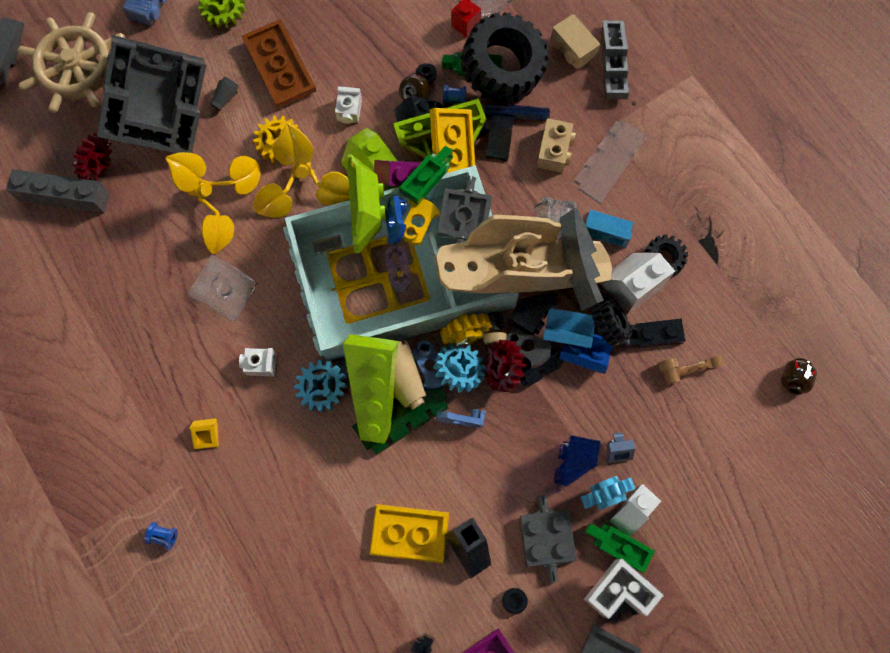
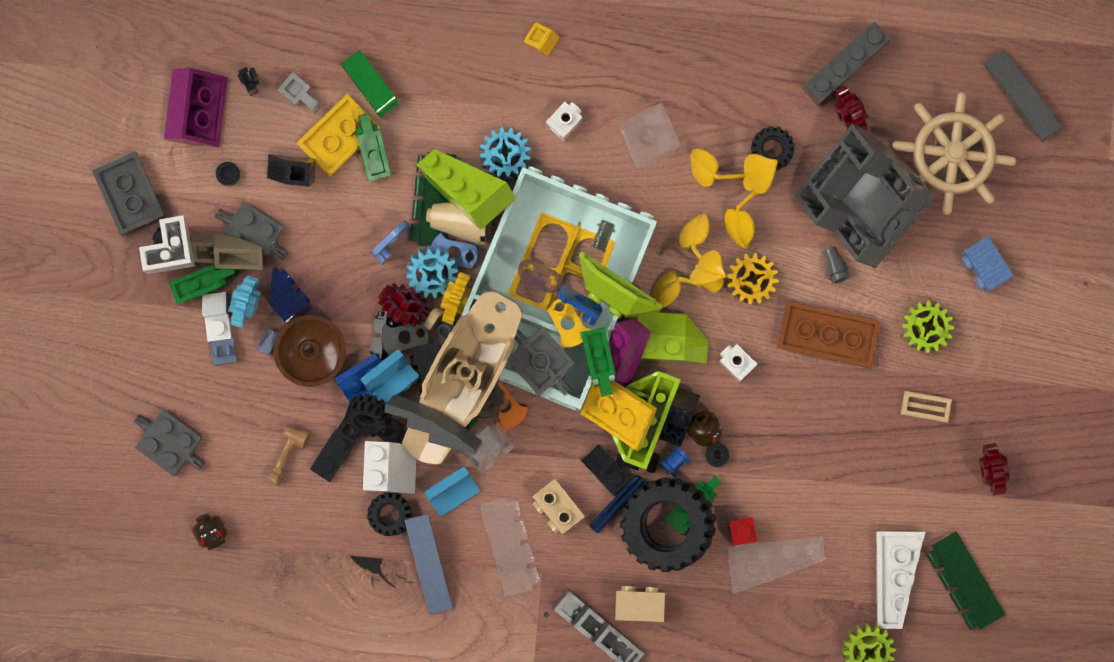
camera: 130 degrees right, 10 degrees up
(156, 190) = (774, 134): none -> black tyre
(346, 541) = (370, 83): none -> green beam
(399, 494) = (372, 149): none -> green hinge
(400, 599) = (297, 91): none -> light grey plate
(580, 544) = (226, 251): none -> dark tan slope
(602, 397) = (311, 368): none -> reddish brown dish
(657, 481) = (223, 352): none -> sand blue tile
(674, 201) = (428, 564): none -> sand blue slope
(762, 466) = (169, 442): none -> dark grey plate

